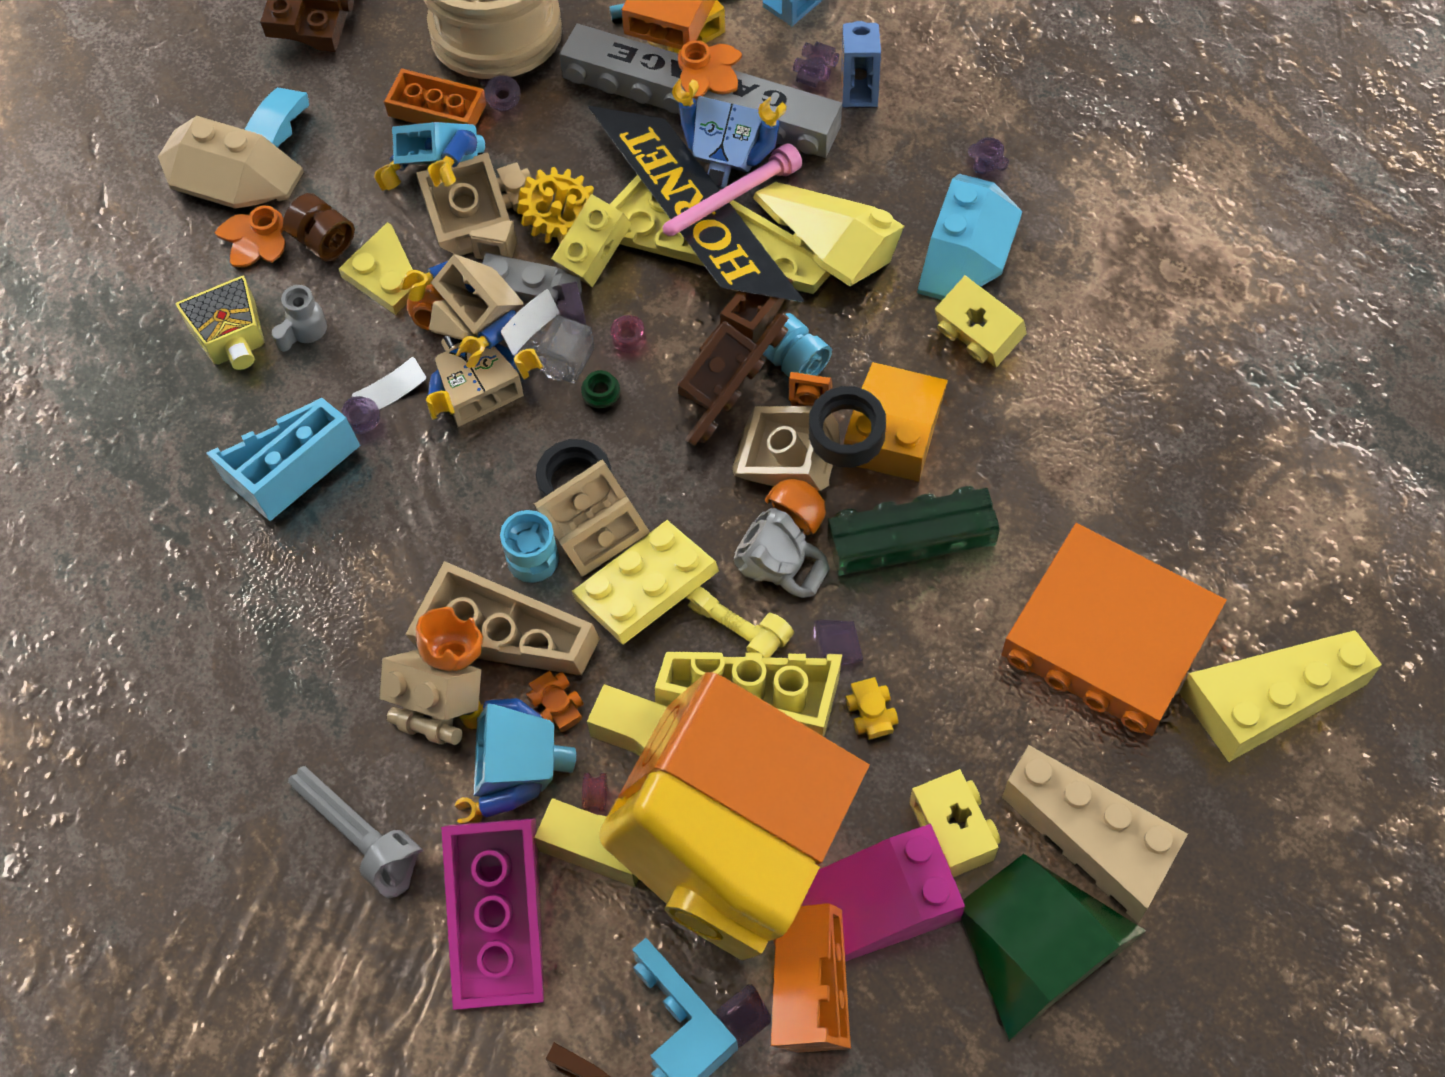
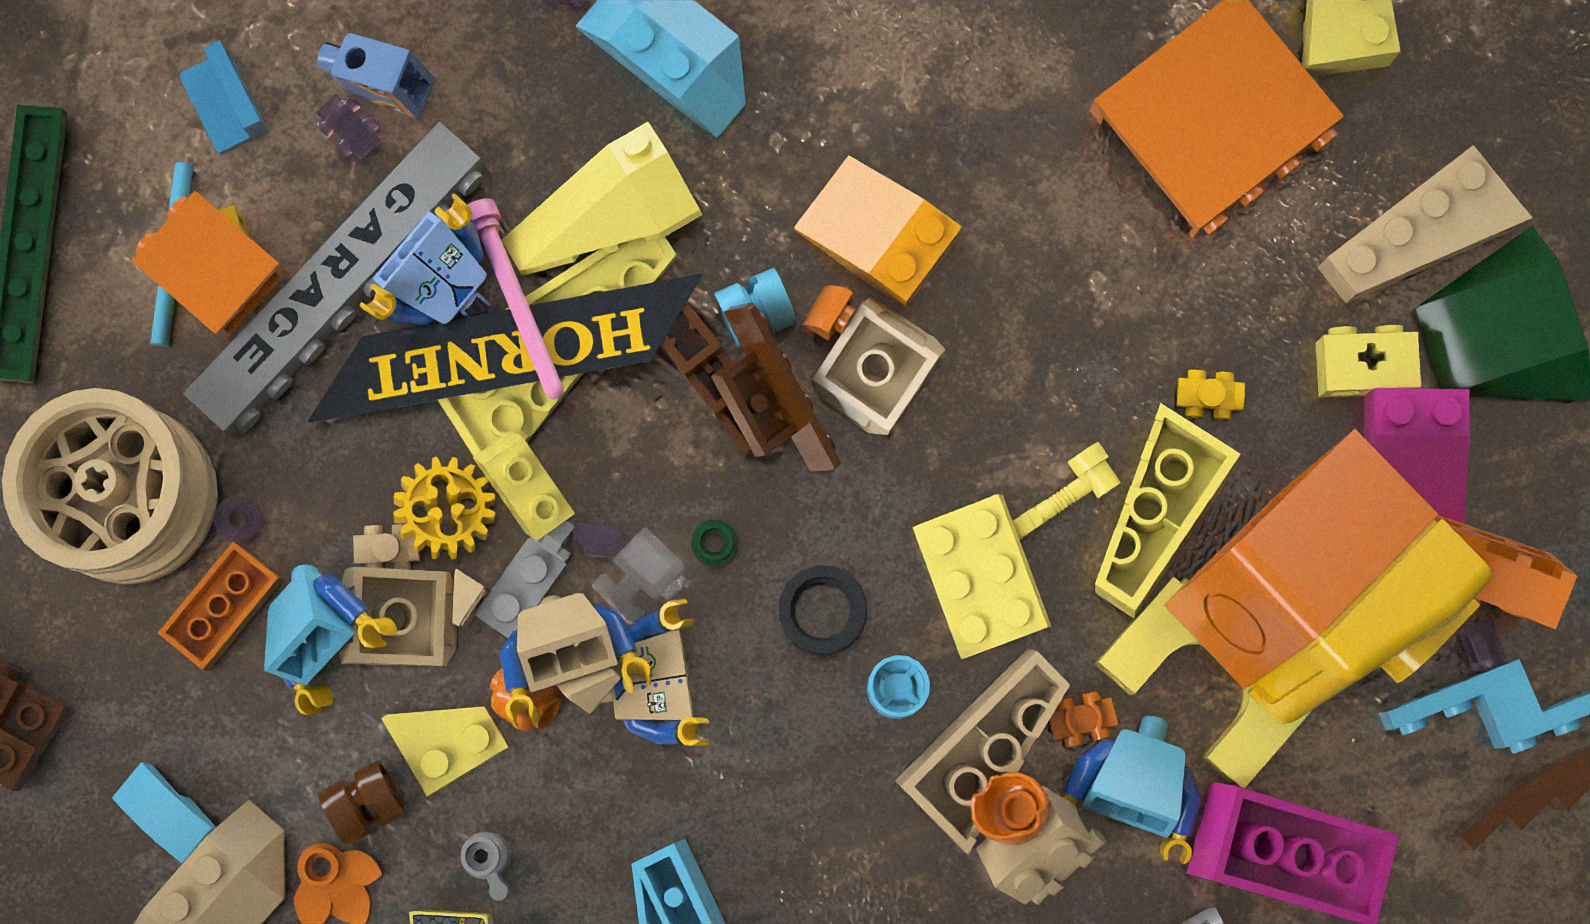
camera: 70 degrees left, 20 degrees up
(361, 414) = (643, 827): clear purple plate -> none
(394, 384) = (613, 783): white sticker -> none
(529, 321) = (611, 594): white sticker -> none
(592, 518) = (889, 608): tan slope -> none
(594, 792) = (1203, 711): clear pink bush -> none
(626, 344) = (642, 498): clear pink bush -> none
(708, 67) = (338, 257): orange plate -> none
(775, 552) = (1000, 427): light grey piece -> none
(800, 502) = (956, 379): orange hair -> none
(837, 638) = (1123, 401): clear purple slope -> none
(847, 398) = (908, 257): black tyre -> none
(912, 530) = (1027, 272): clear green brick -> none
(971, 304) = (816, 69): light yellow brick -> none

